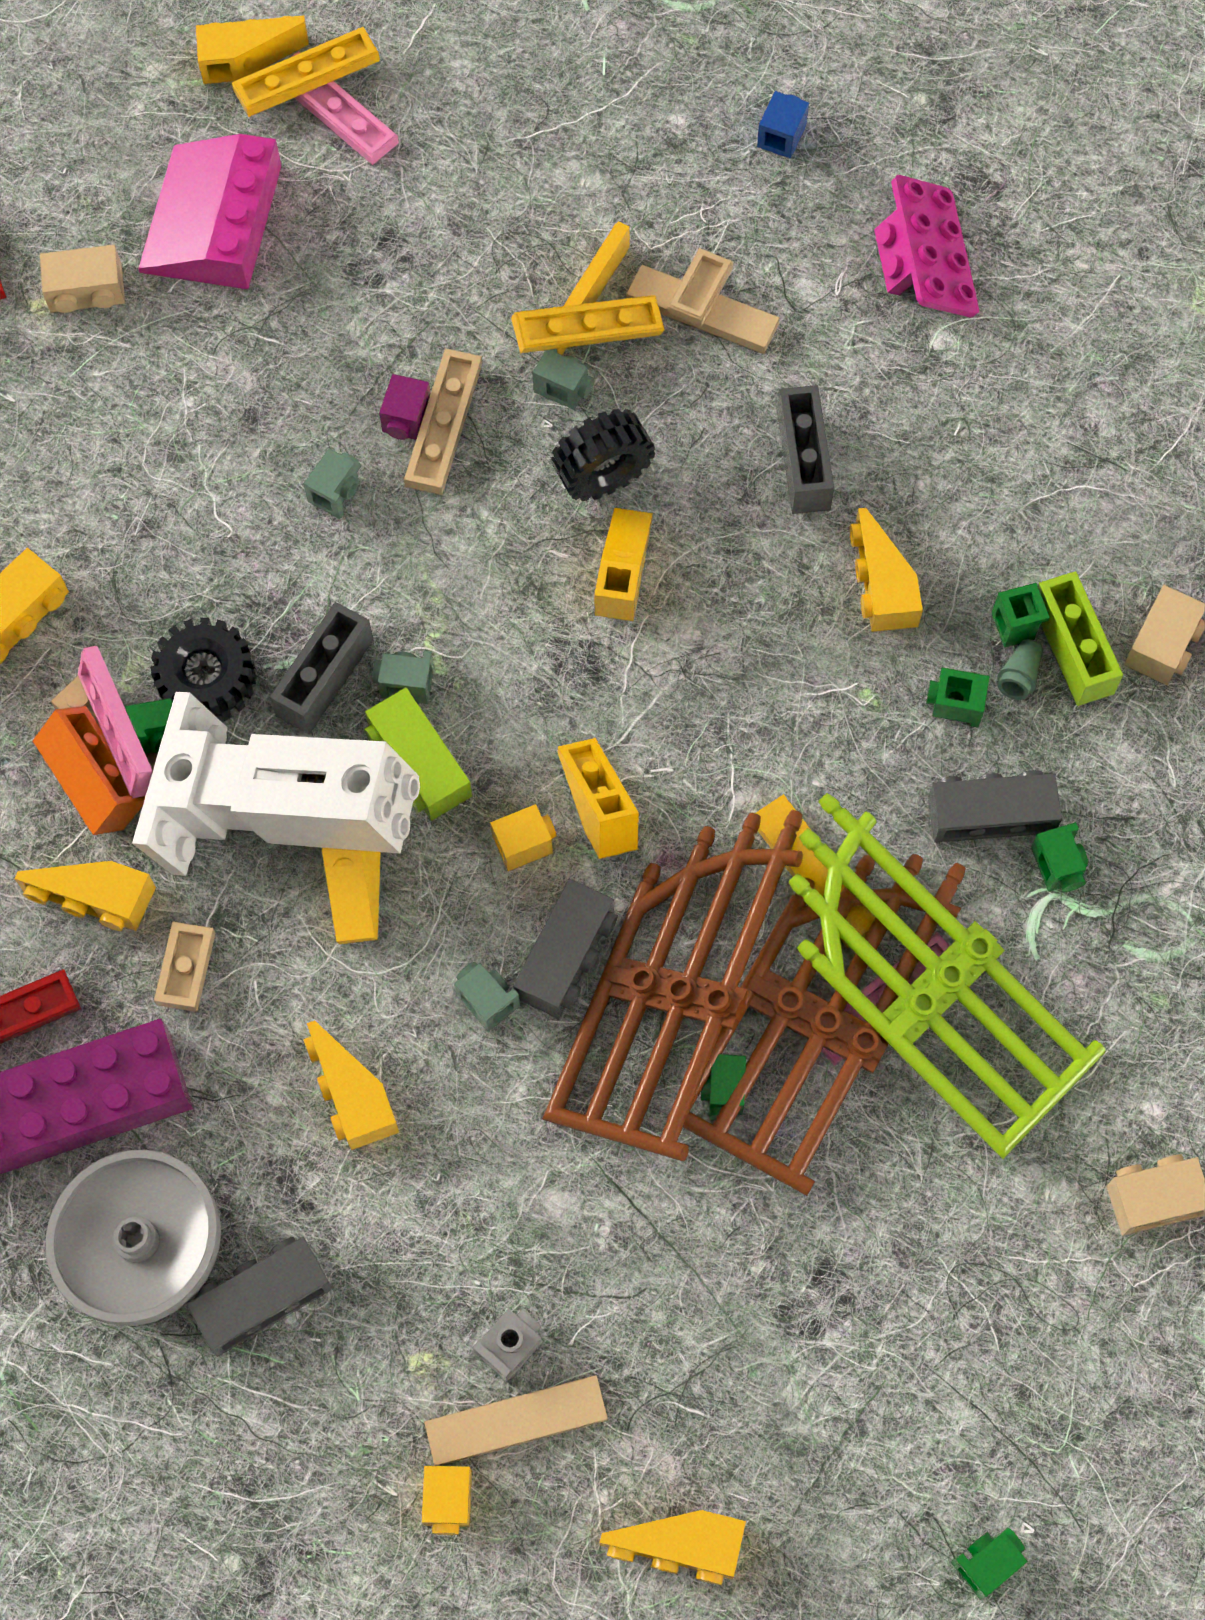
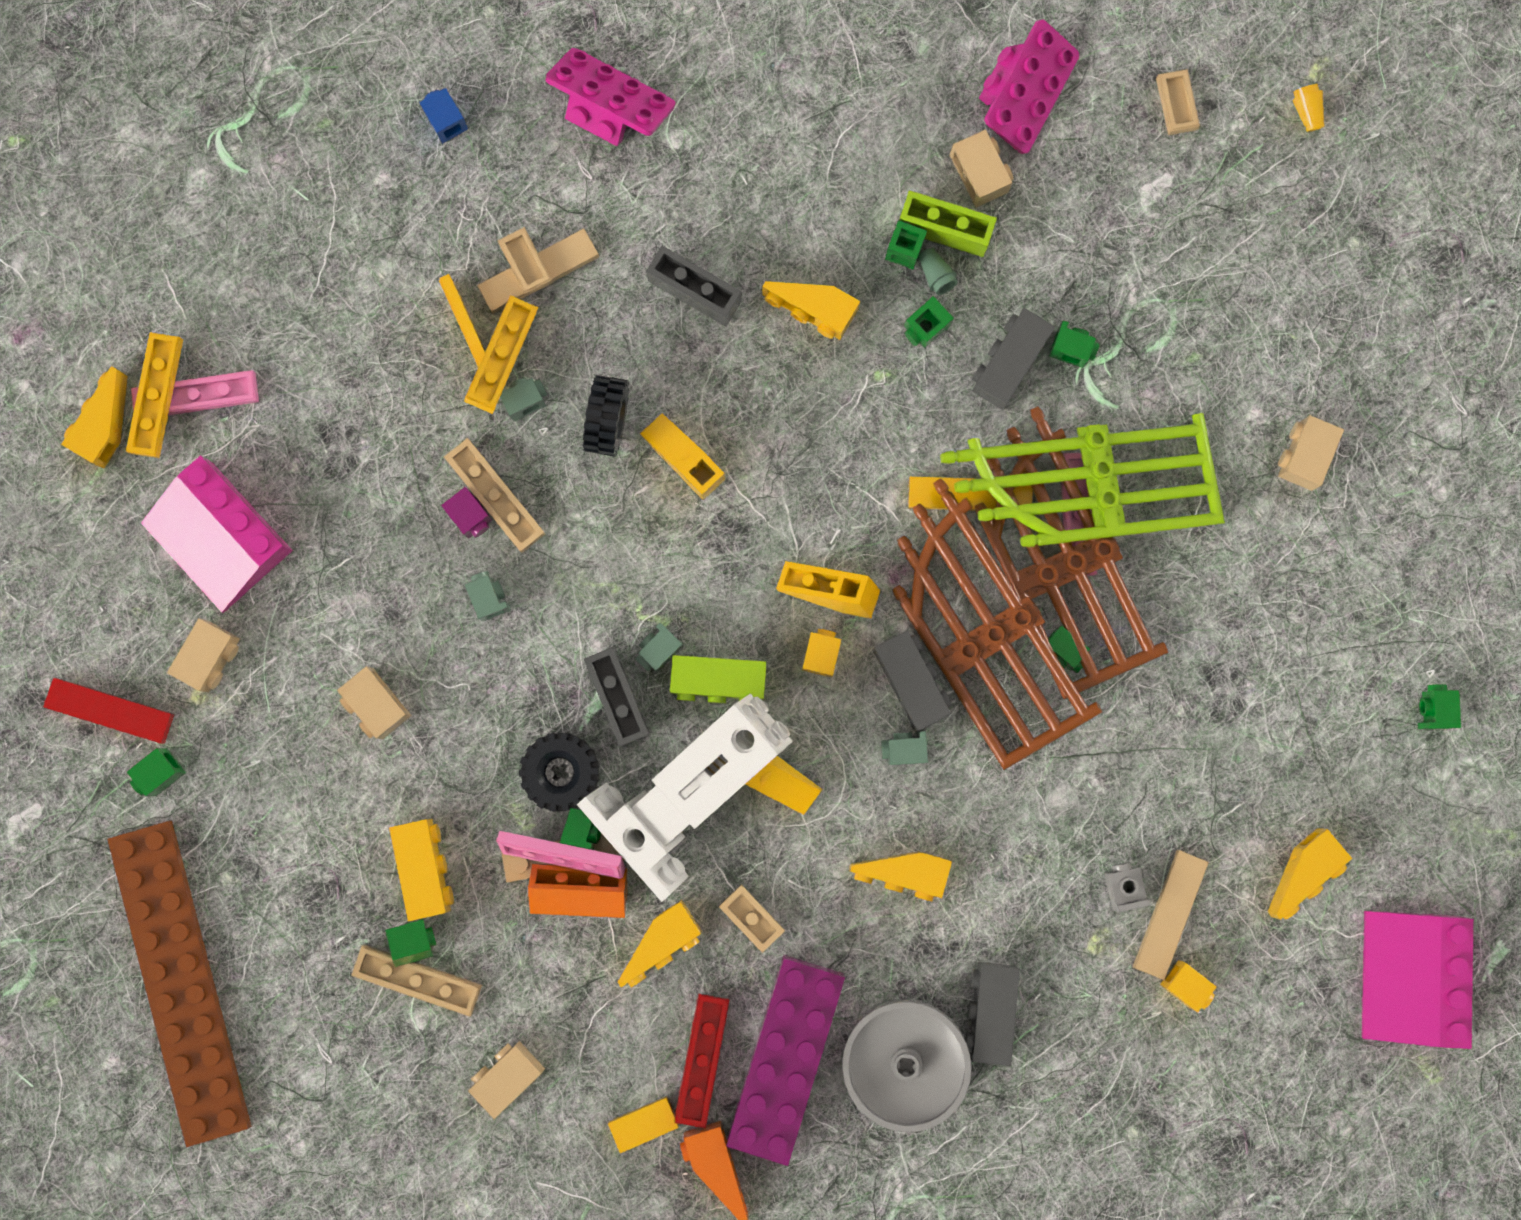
camera: 55 degrees left, 15 degrees up
(146, 455) = (373, 703): none -> tan brick

